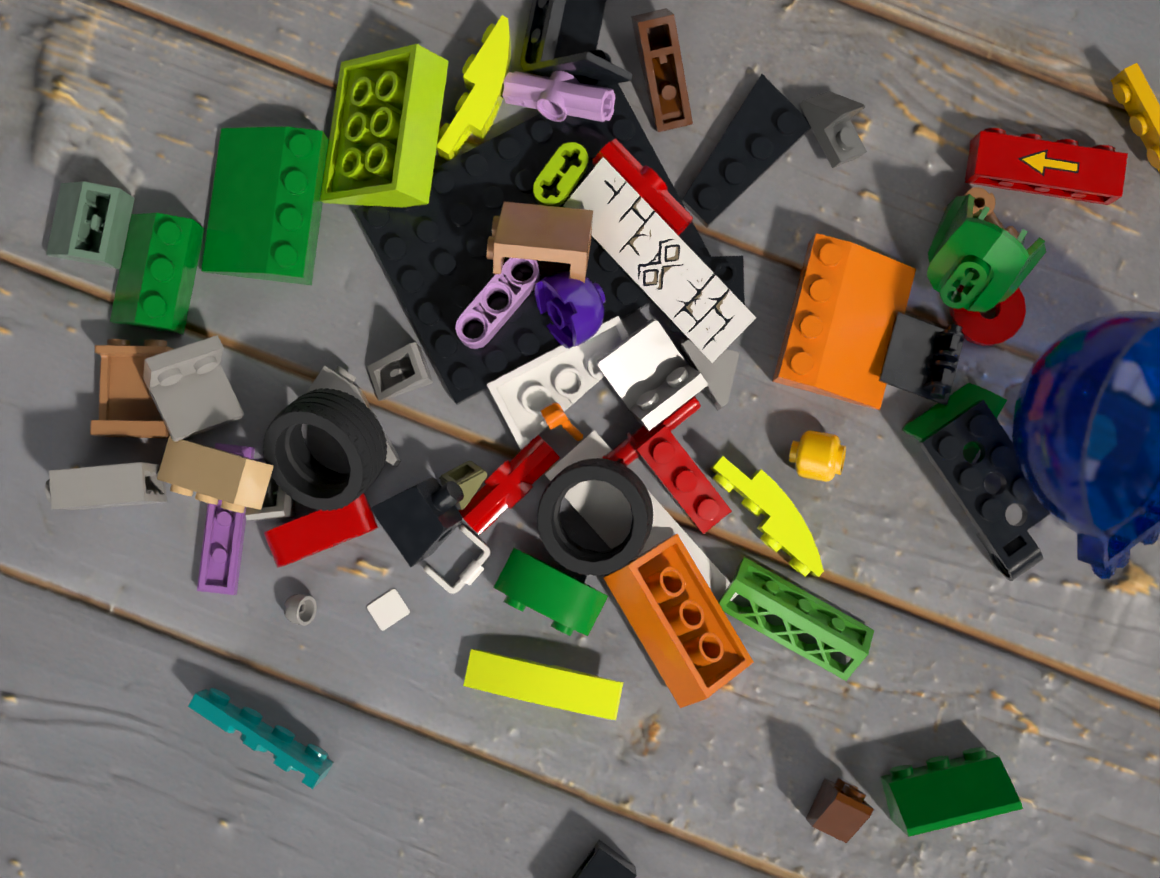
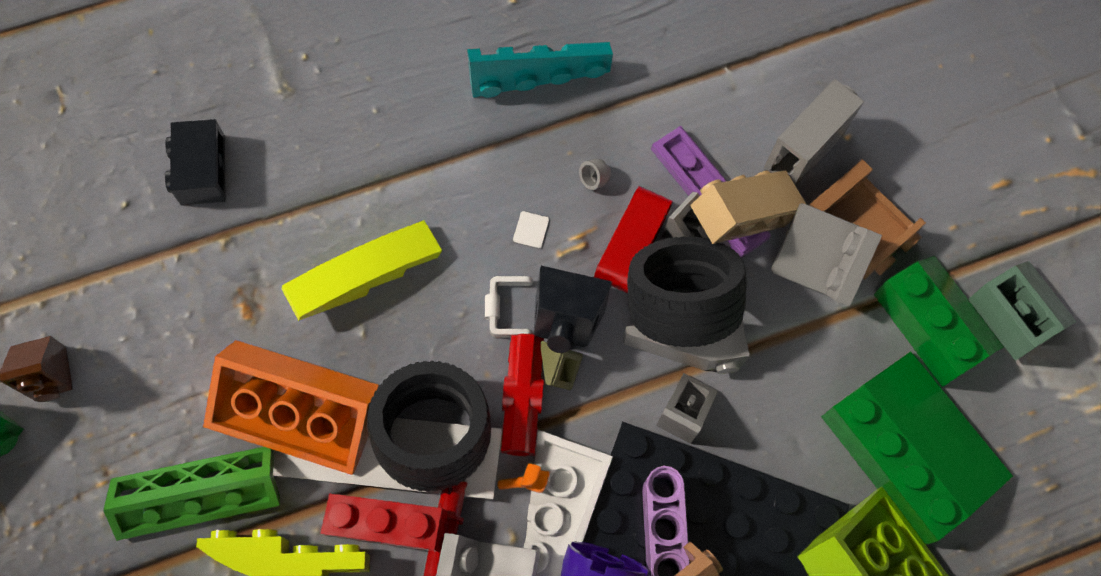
camera: 135 degrees right, 15 degrees down
(550, 592) = (419, 335): green brick -> none

